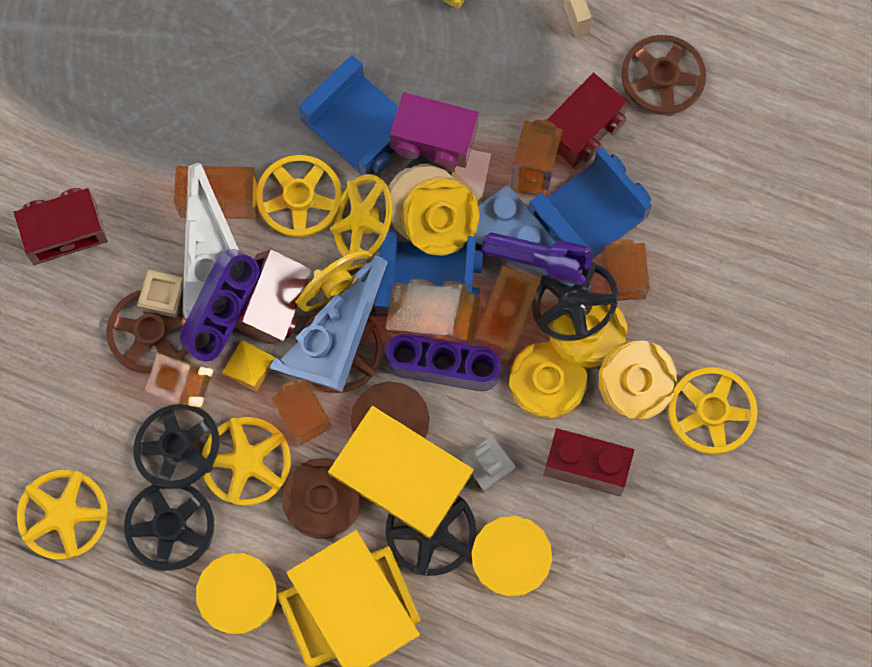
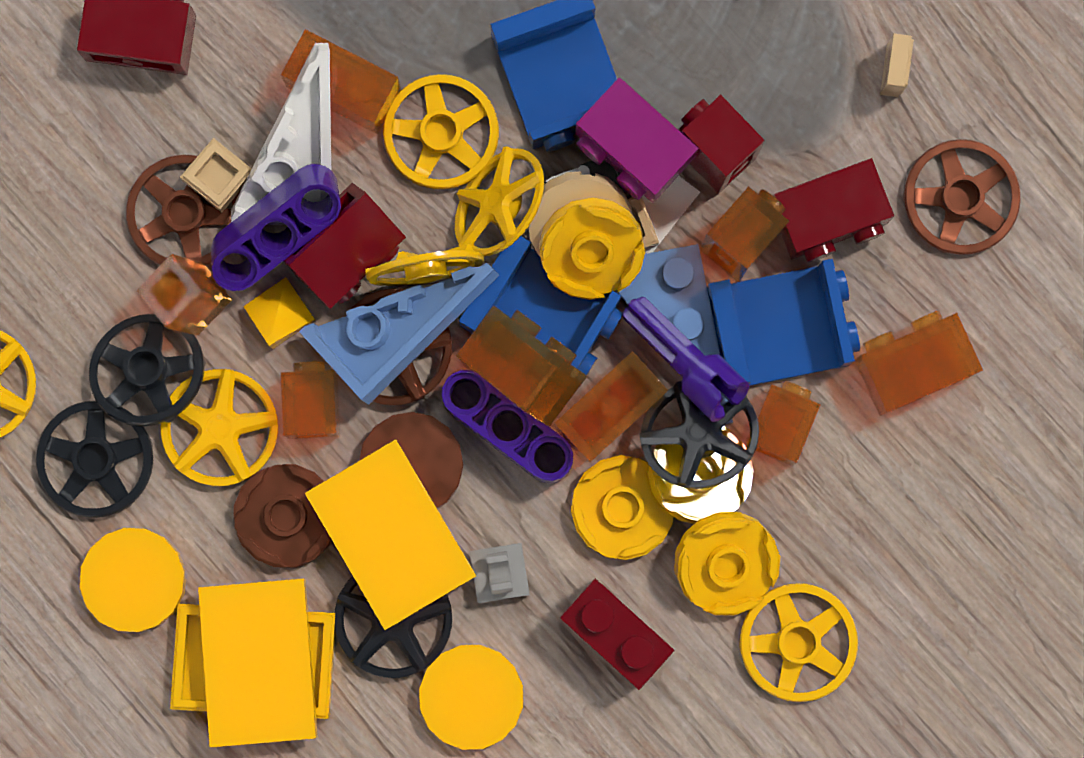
camera: 25 degrees right, 10 degrees up
(496, 107) = (724, 141): none -> dark red brick
(692, 189) = (918, 362): none -> clear orange brick

